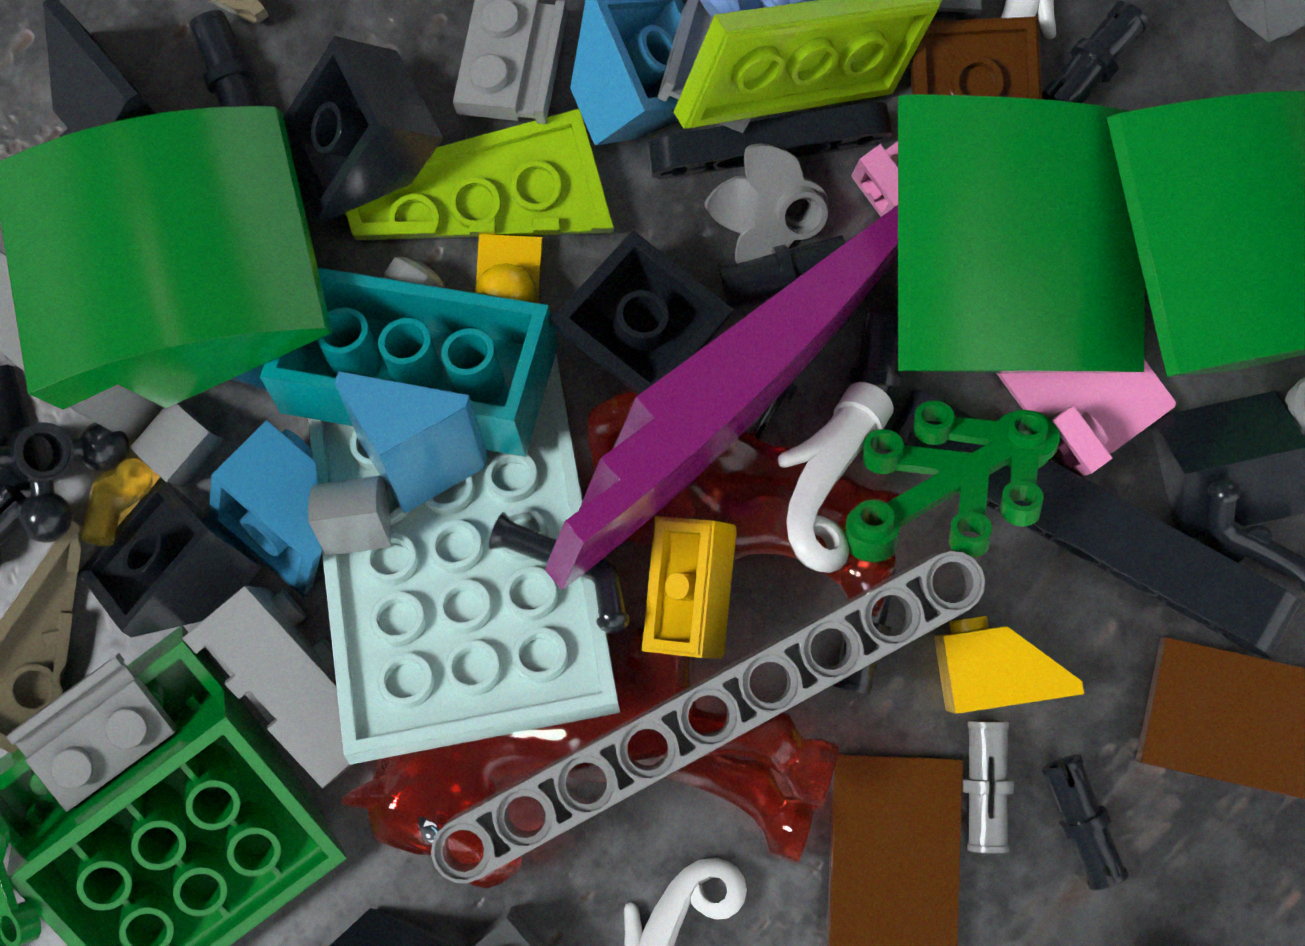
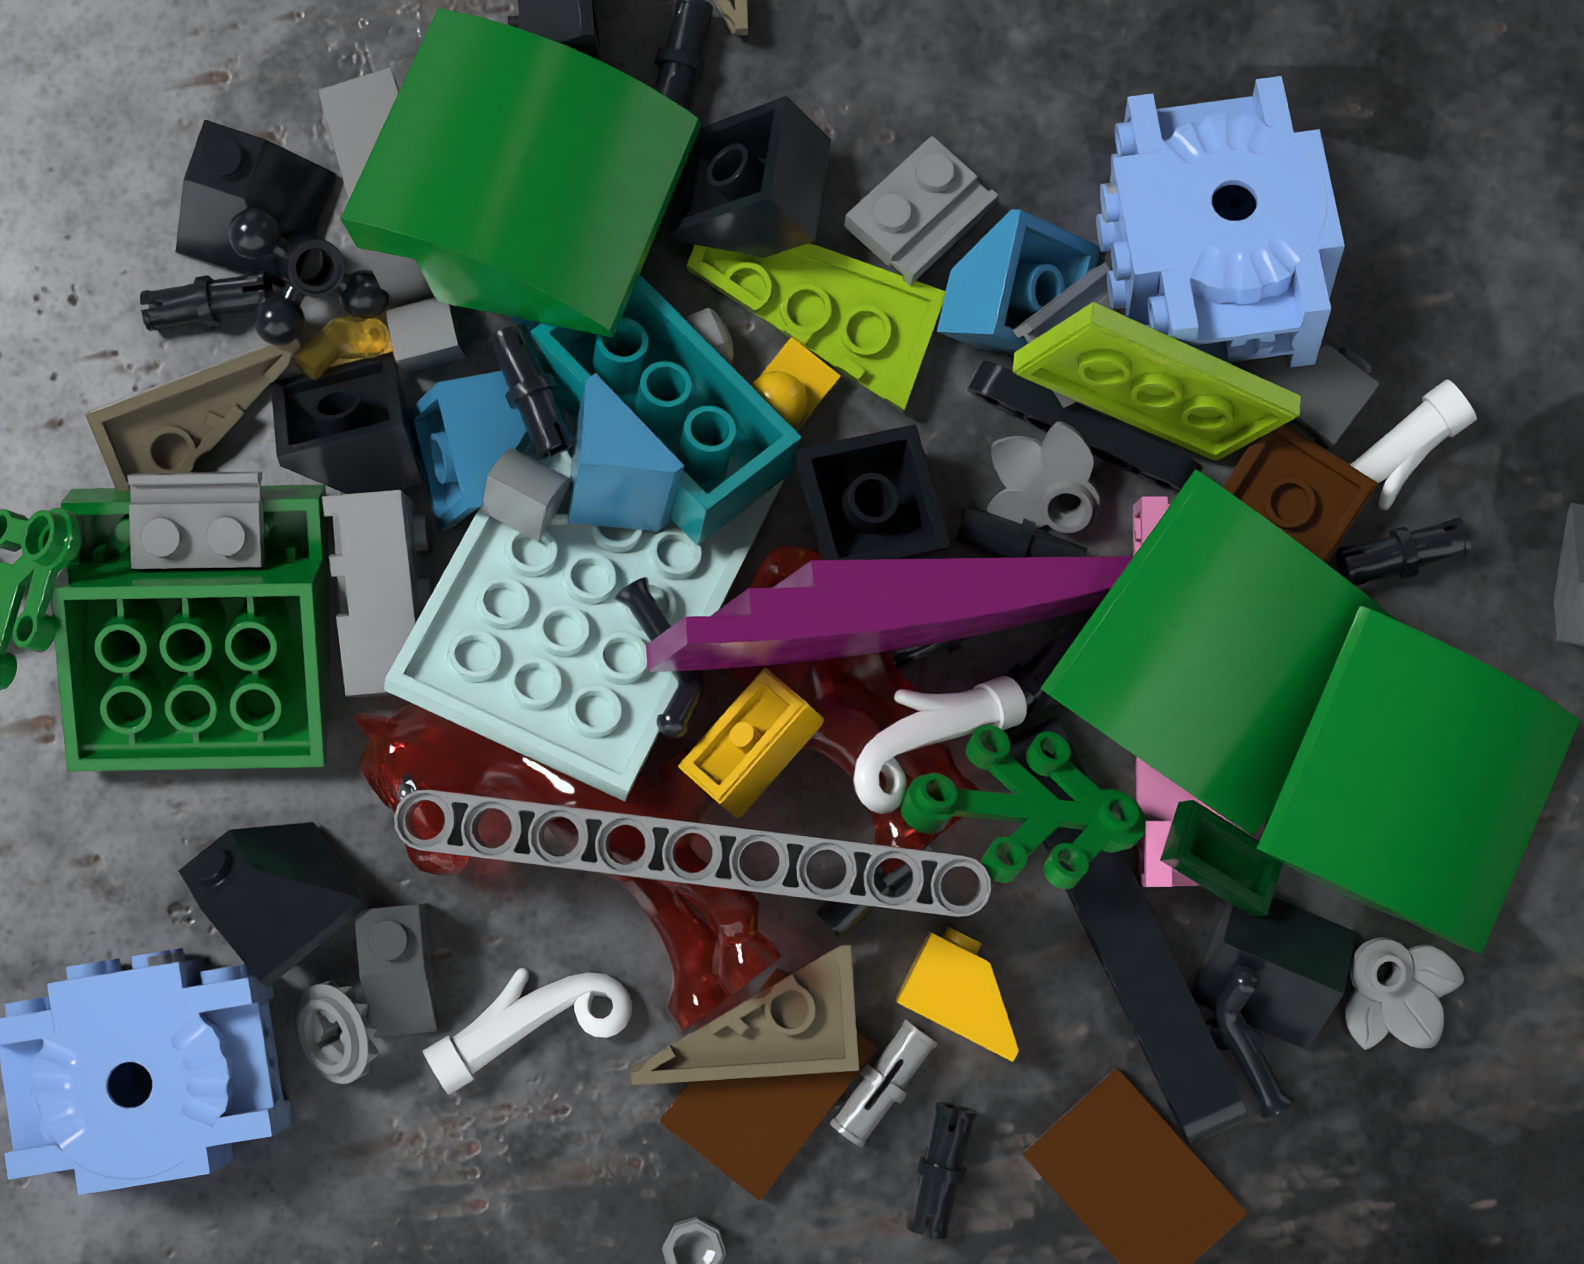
camera: 40 degrees right, 0 degrees up
(296, 426) = (531, 391): none -> black pin
(879, 802) = (784, 1030): none -> dark tan wing
(1133, 407) = (1221, 858): none -> dark green tile

